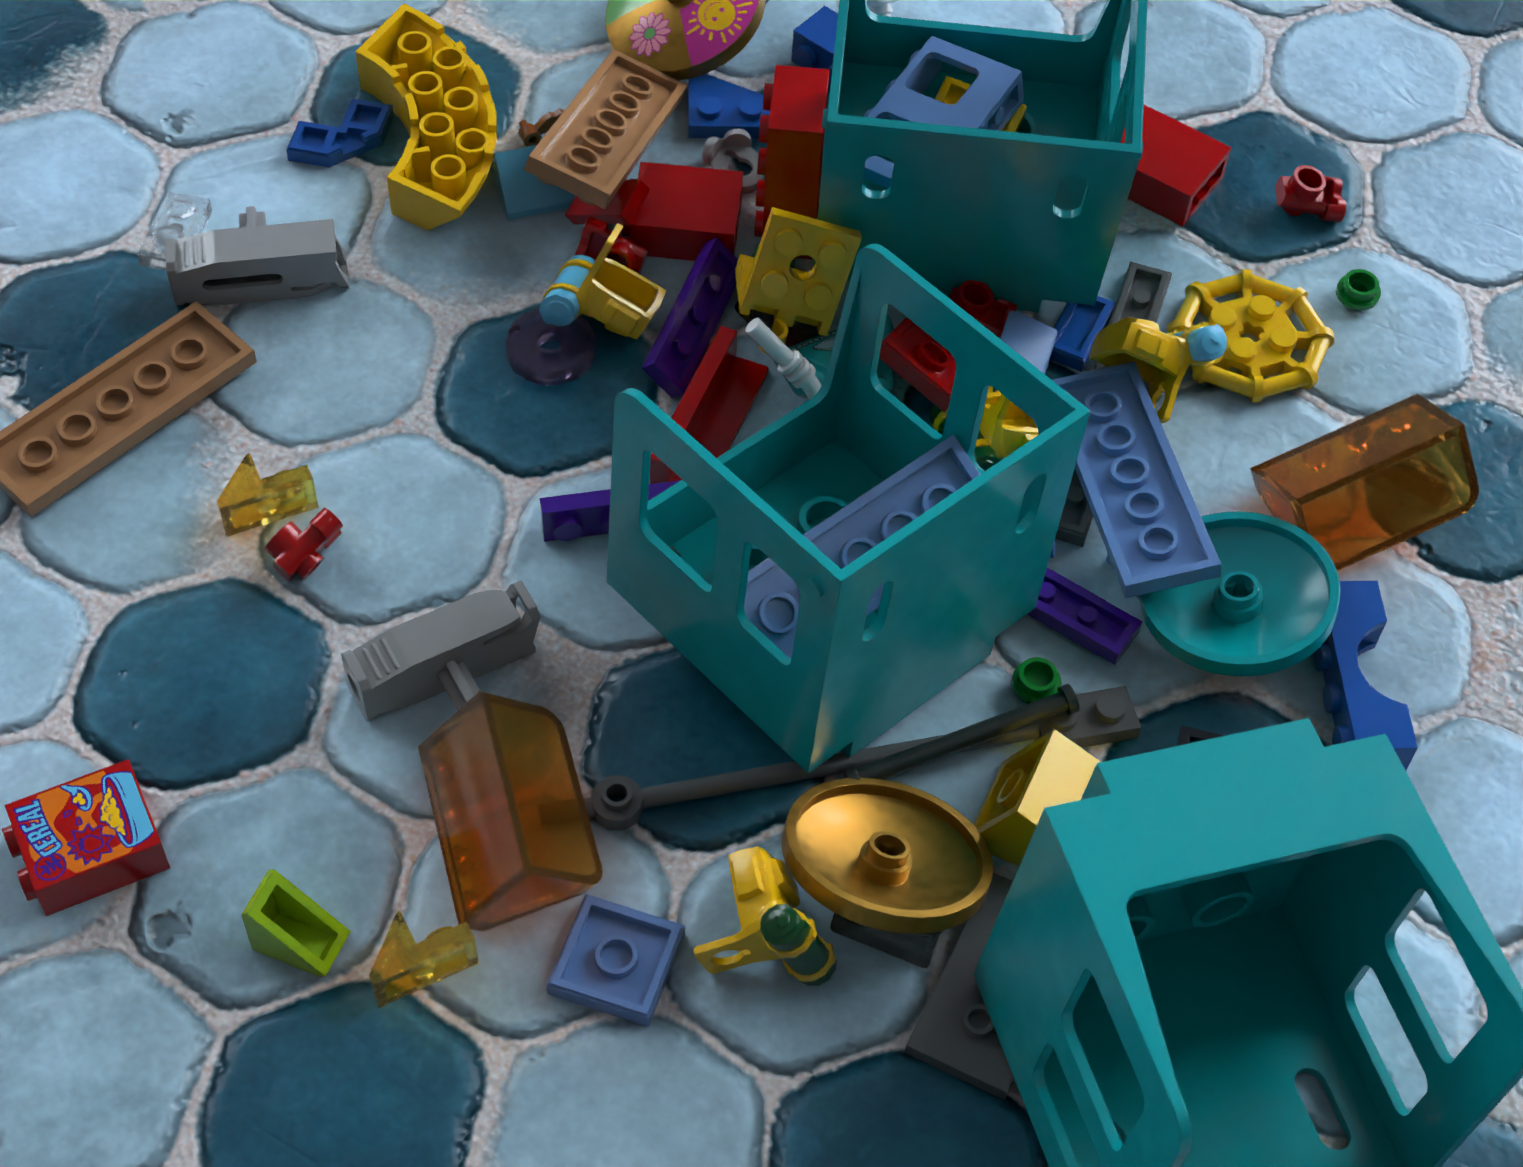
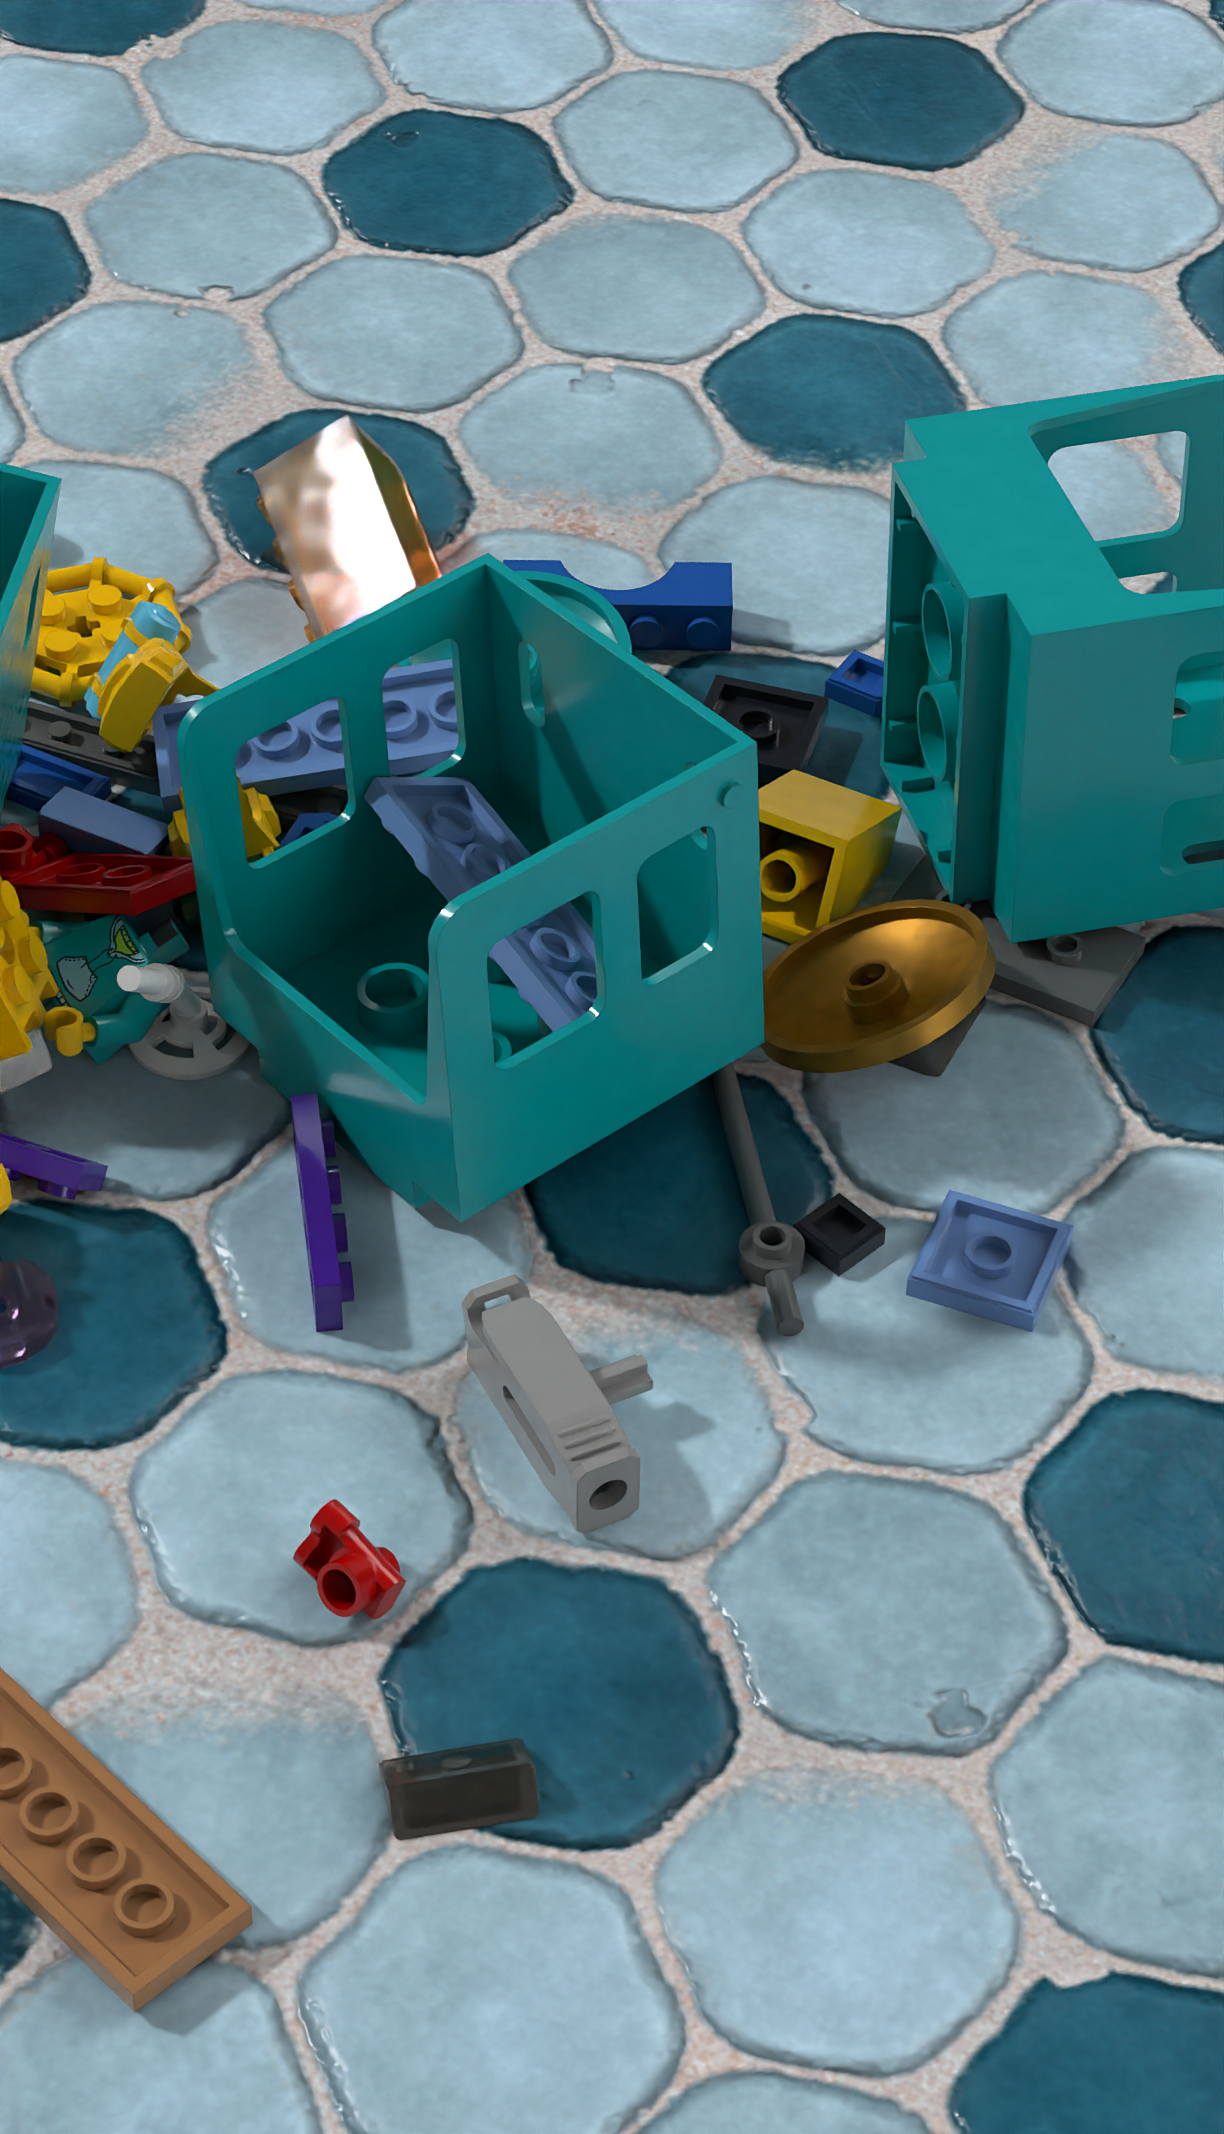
camera: 85 degrees left, 10 degrees down
(84, 838) = (837, 1786): brick -> none
(128, 621) = (459, 1788): none -> clear smoke slope
(256, 501) = (252, 1627): clear yellow slope -> none
(292, 926) = (964, 1565): lime slope -> none
(408, 966) = (1007, 1433): clear yellow slope -> none
(508, 811) = (819, 1332): clear orange windscreen -> none
(640, 850) = (840, 1234): none -> black tile
(715, 400) = (153, 1146): red panel -> none
(769, 923) = (960, 1091): yellow piece -> none

